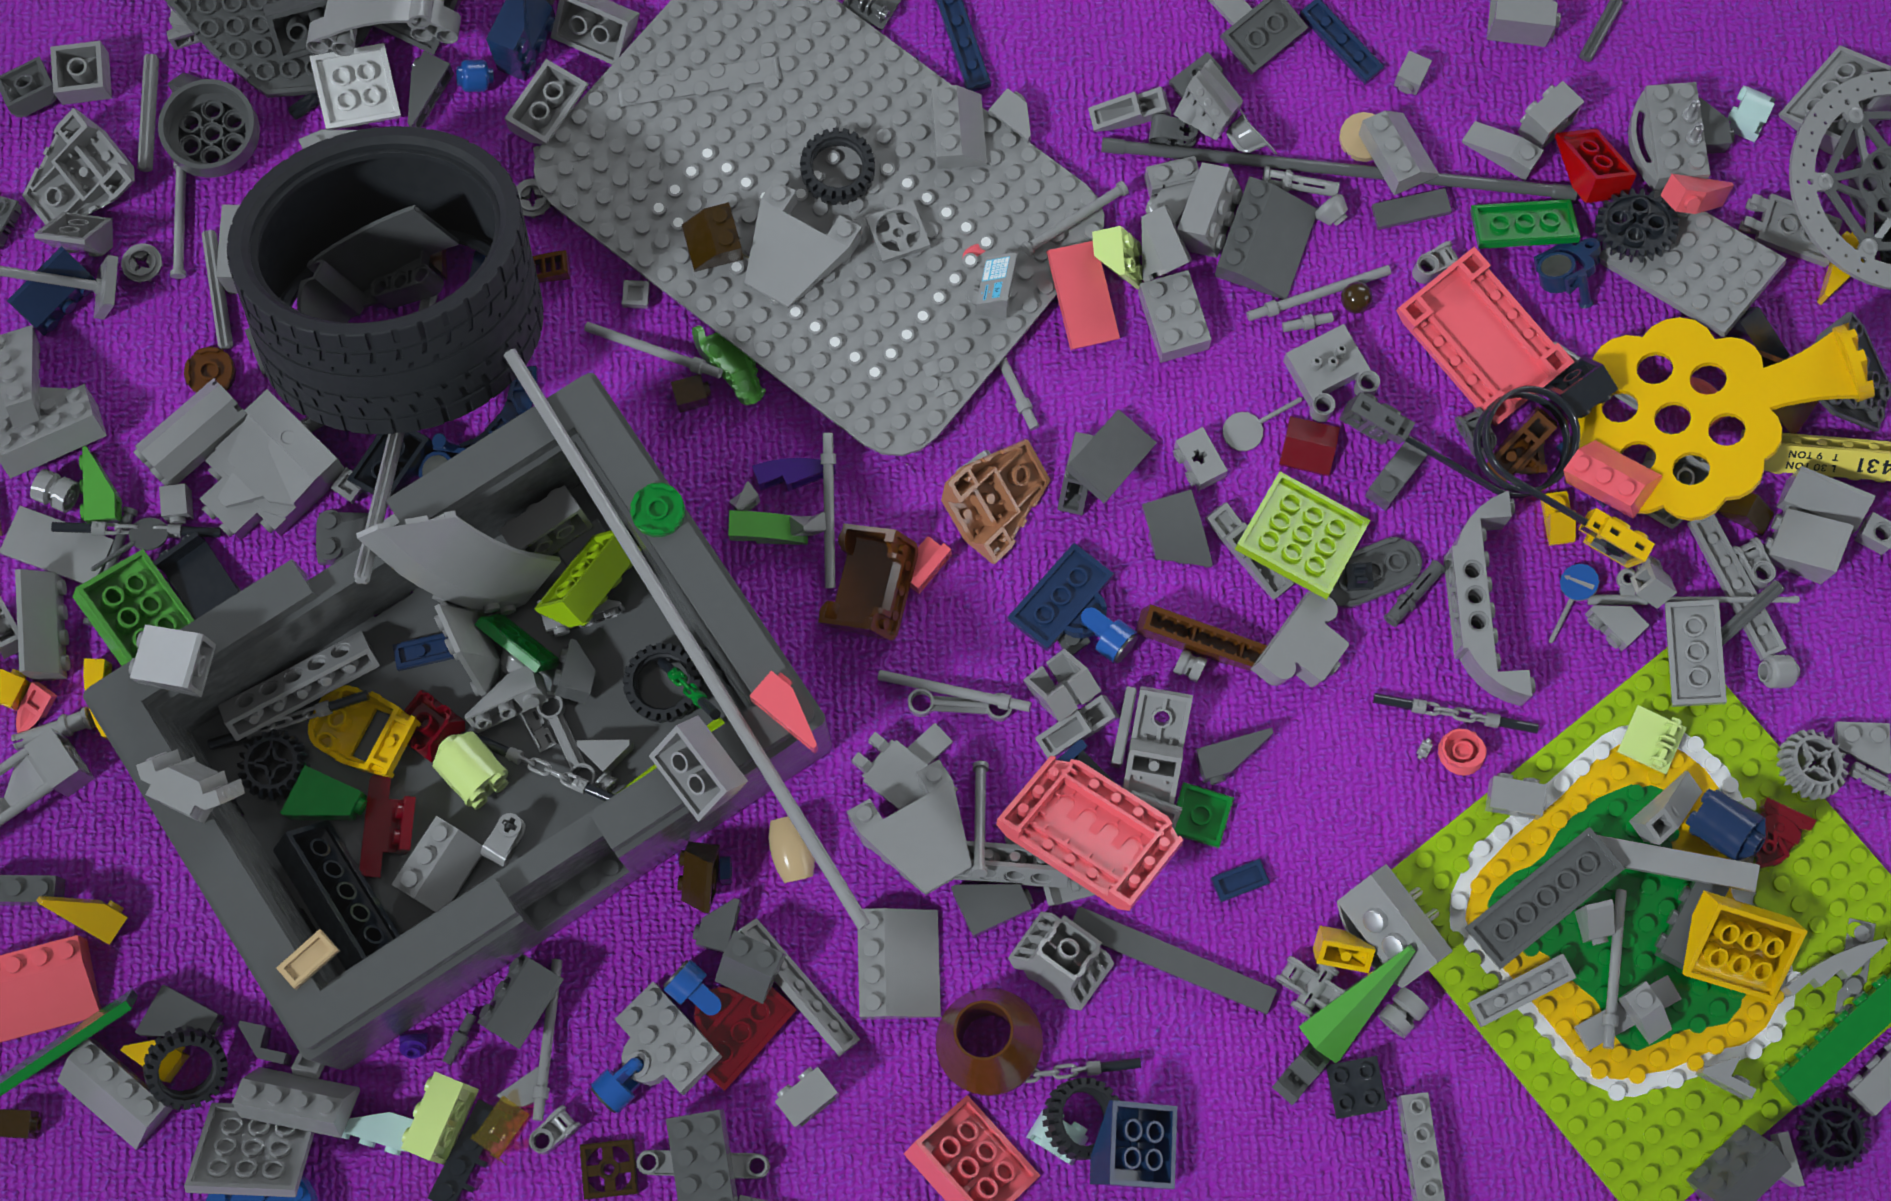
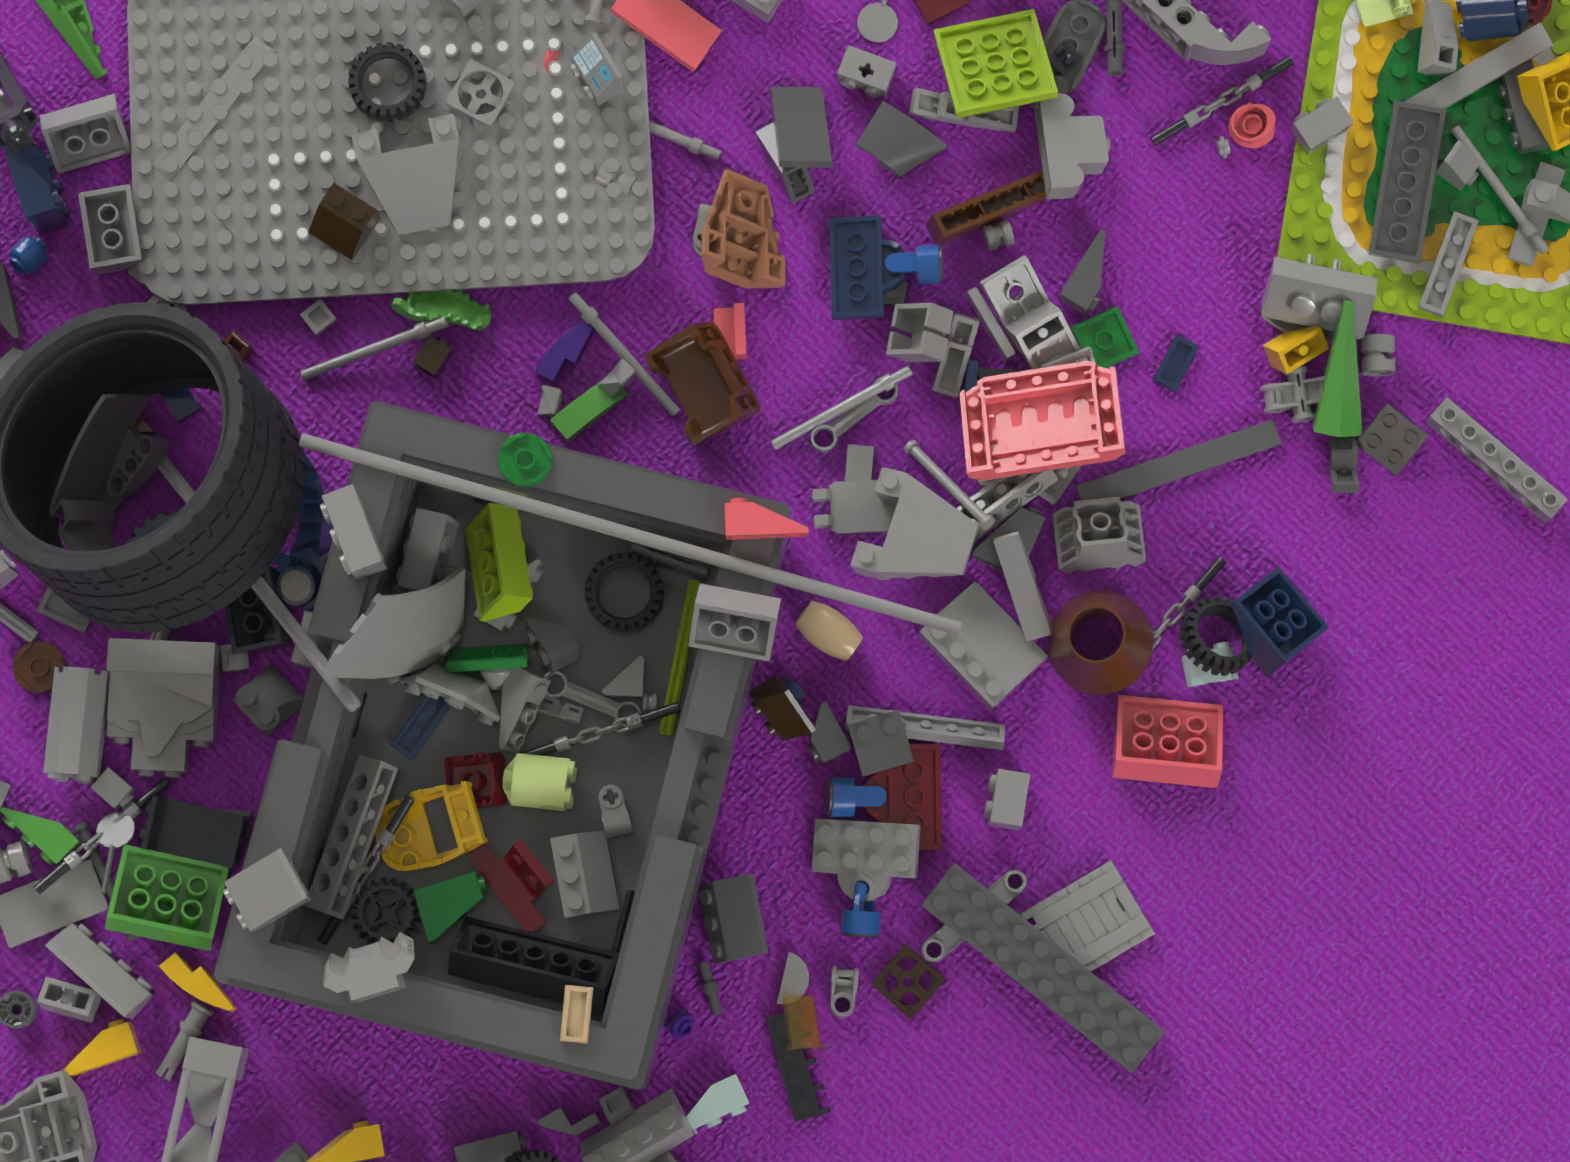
camera: 45 degrees left, 5 degrees up
(34, 706) = (151, 1037): coral plate -> none
(439, 1118) = (752, 1056): yellowish green slope -> none
(479, 451) = (352, 532): none -> light grey brick
(540, 1091) = (808, 970): light grey bar -> none
(698, 697) = (676, 574): piece -> none
(964, 947) = (1022, 586): none -> light grey slope

